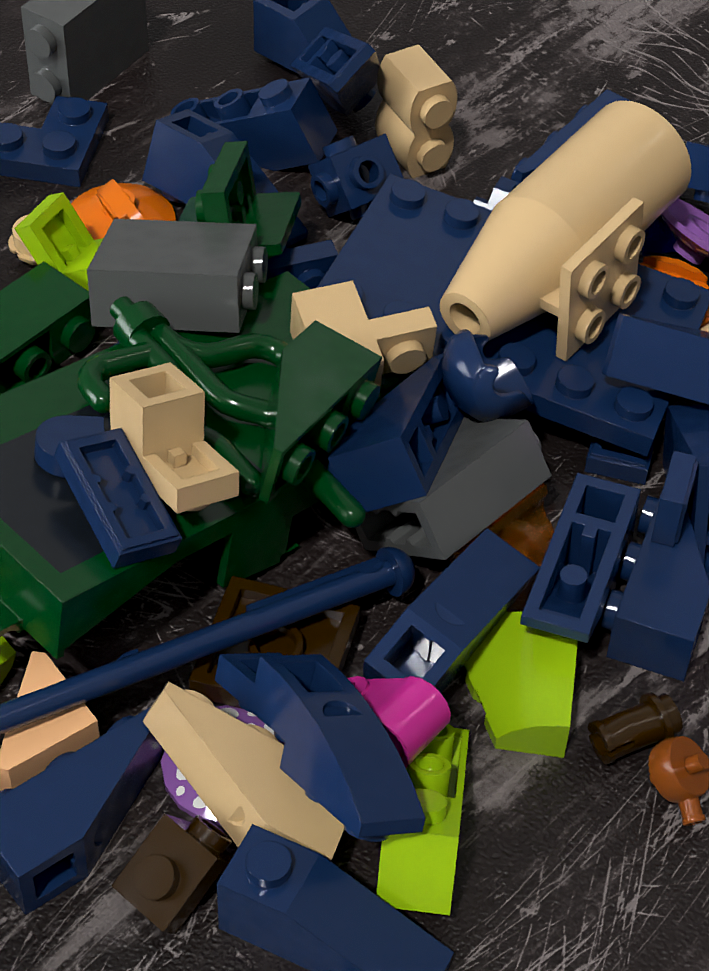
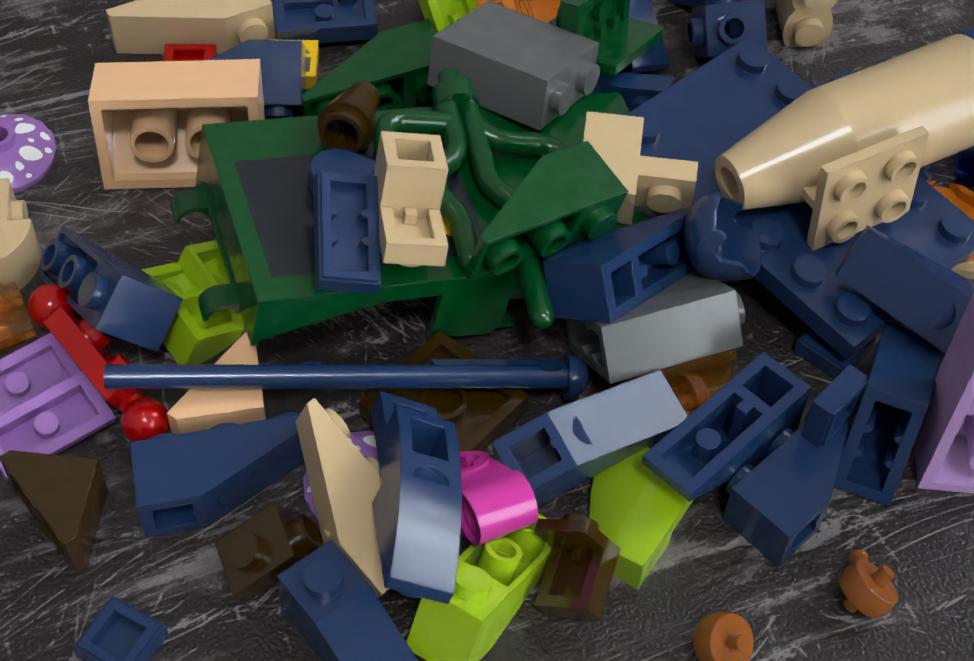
camera: 25 degrees right, 5 degrees up
(49, 382) = (350, 118): none -> dark brown cone
(503, 756) = (577, 567): none -> dark brown bracket
(635, 727) = (707, 590): dark brown pin -> none

